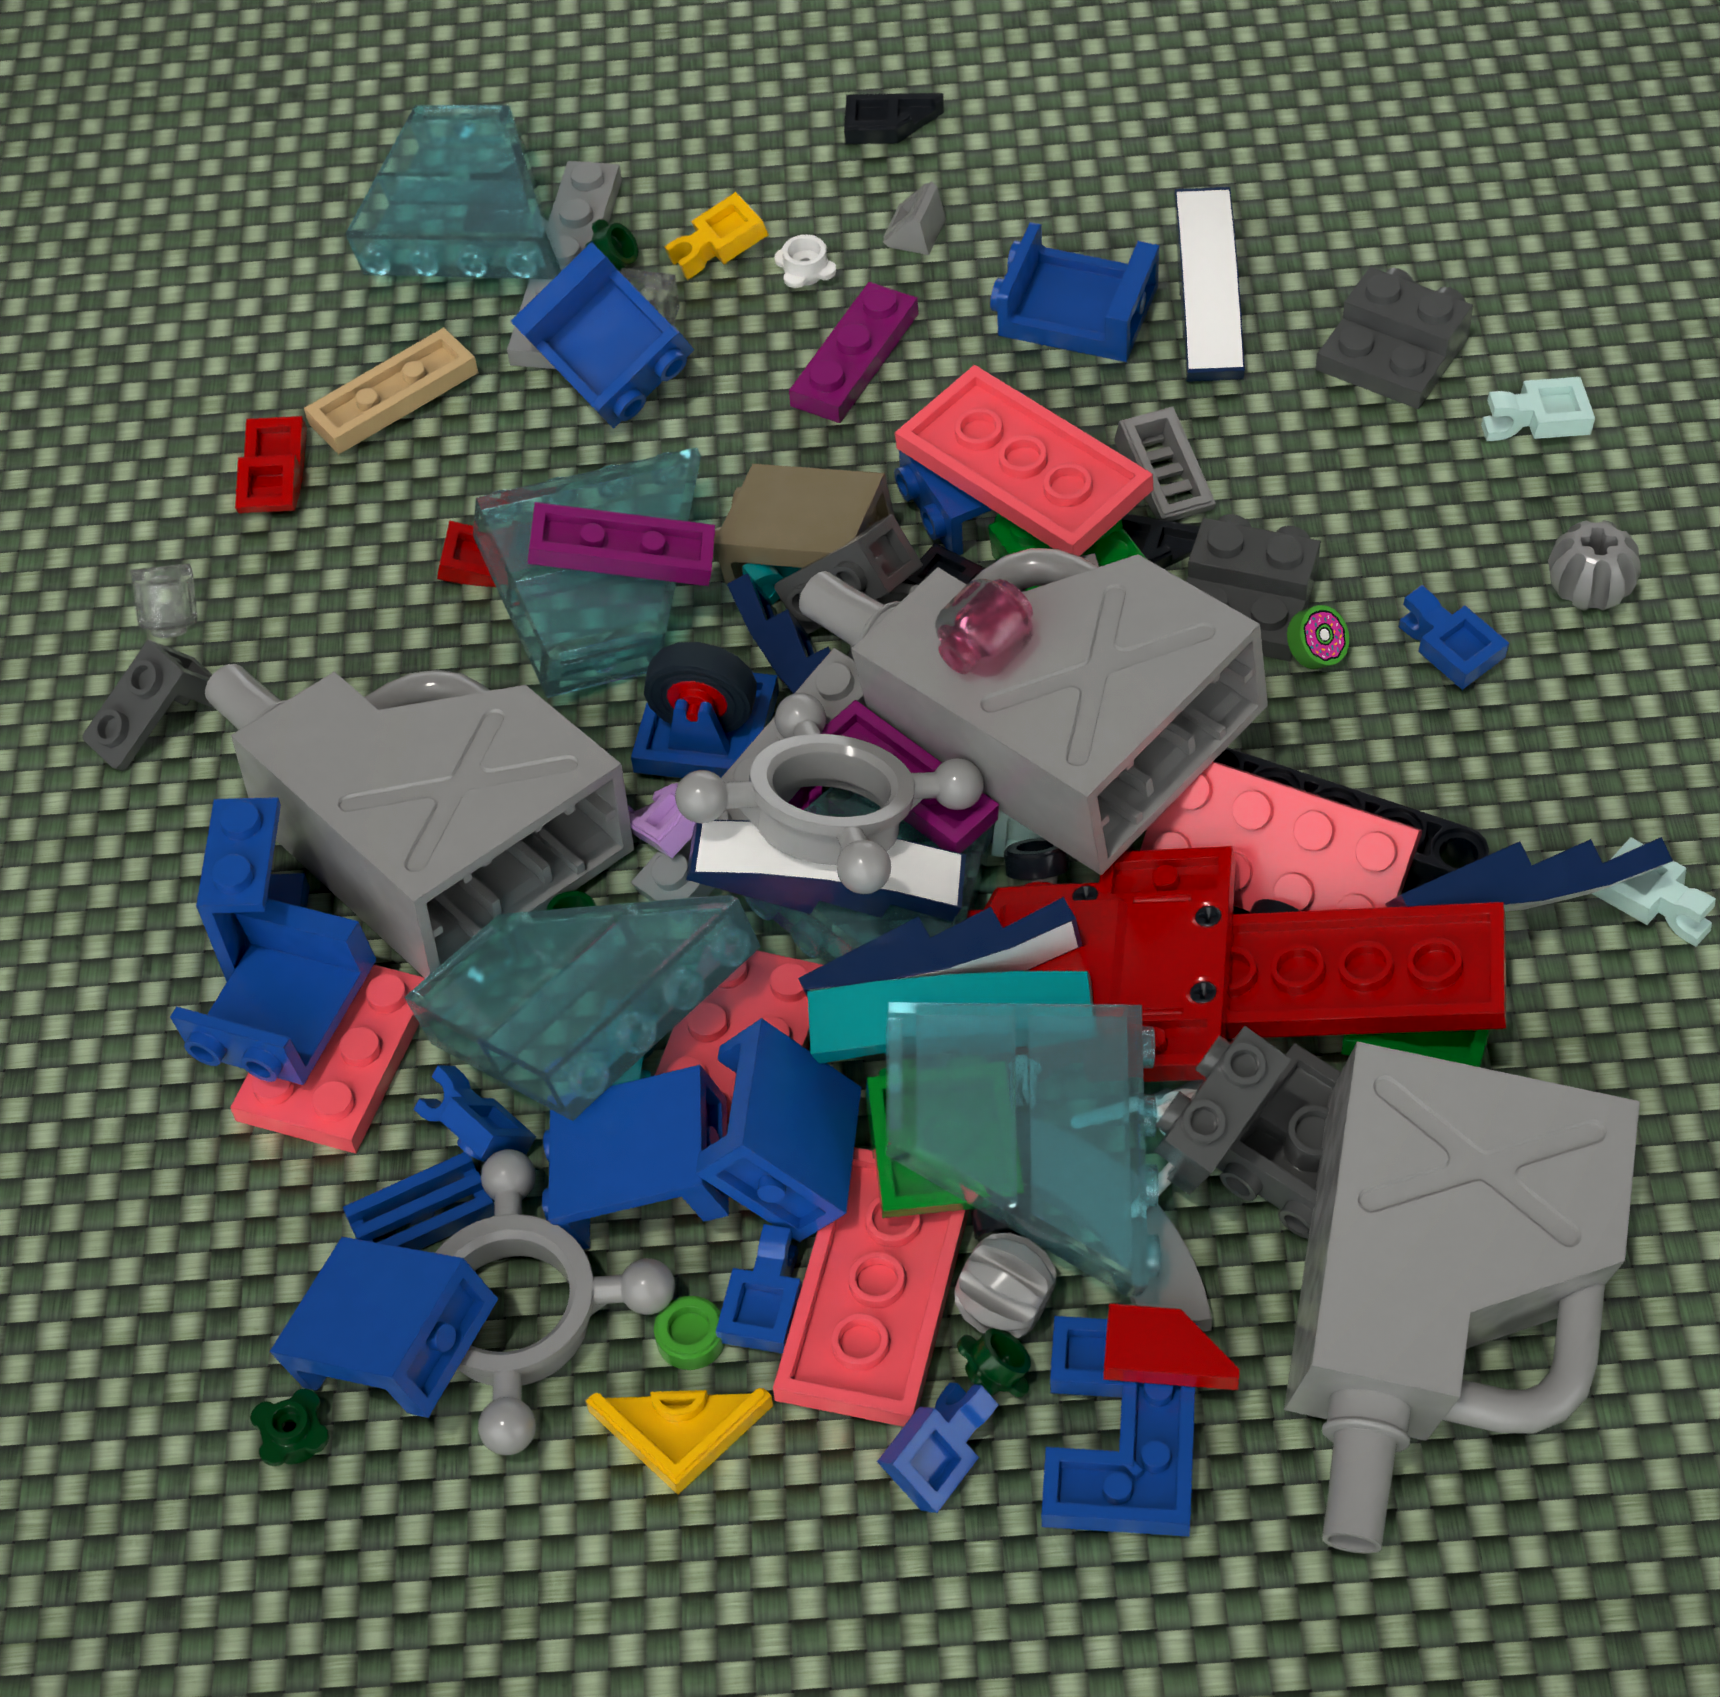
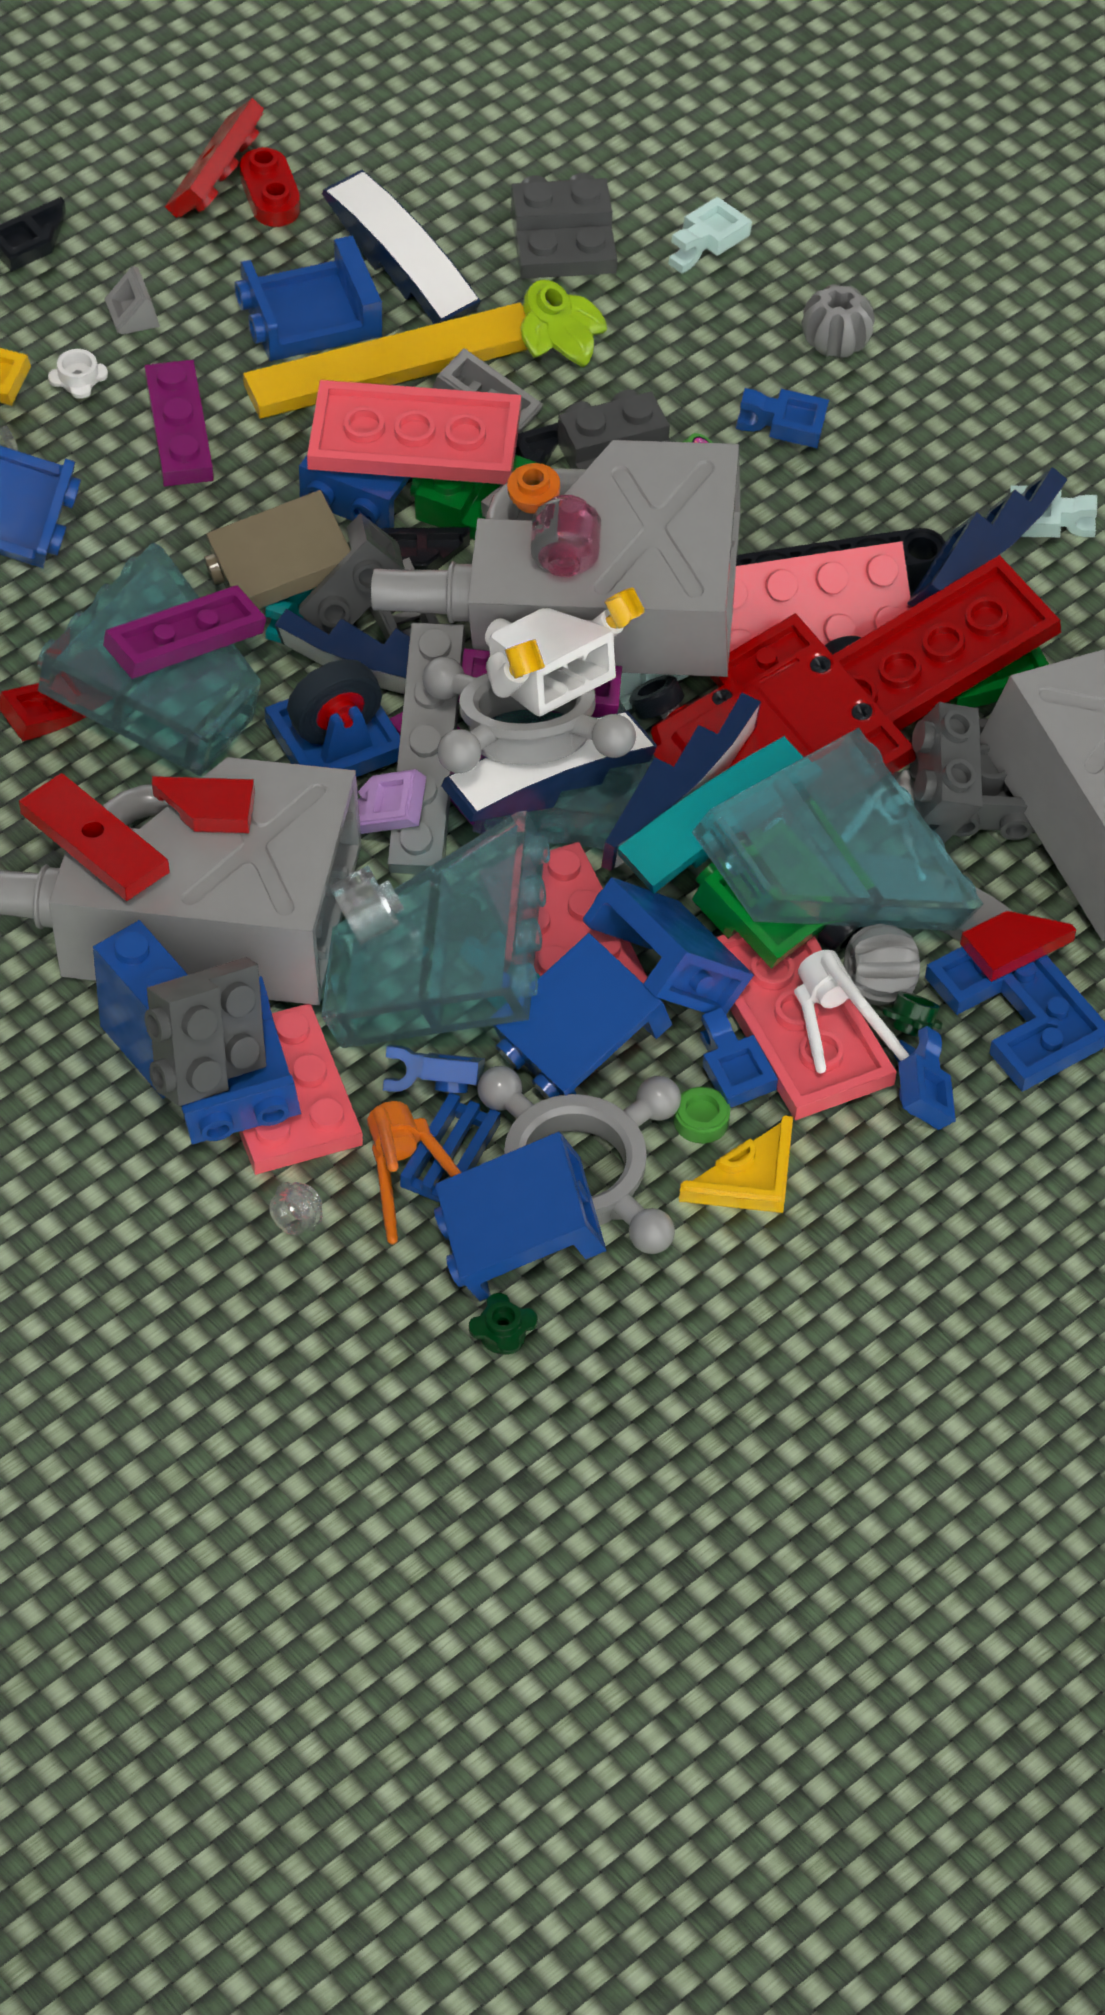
camera: 45 degrees left, 0 degrees up
(224, 1178) = (296, 1208): none -> clear plate
(239, 944) = (205, 1030): none -> dark grey plate
(314, 694) = (94, 836): none -> red tile
(371, 1159) = (394, 1140): none -> orange plant
(453, 719) = (209, 802): none -> red tile
(516, 906) = (366, 904): none -> clear plate
(881, 747) = (556, 656): none -> white torso
(912, 1274) = (830, 985): none -> white plant
(1009, 558) = (533, 486): none -> orange plate
(1114, 122) = (216, 160): none -> red tile
(1116, 387) = (386, 359): none -> yellow tile
(1147, 170) = (270, 187): none -> red plate
(1299, 435) = (564, 324): none -> lime plate

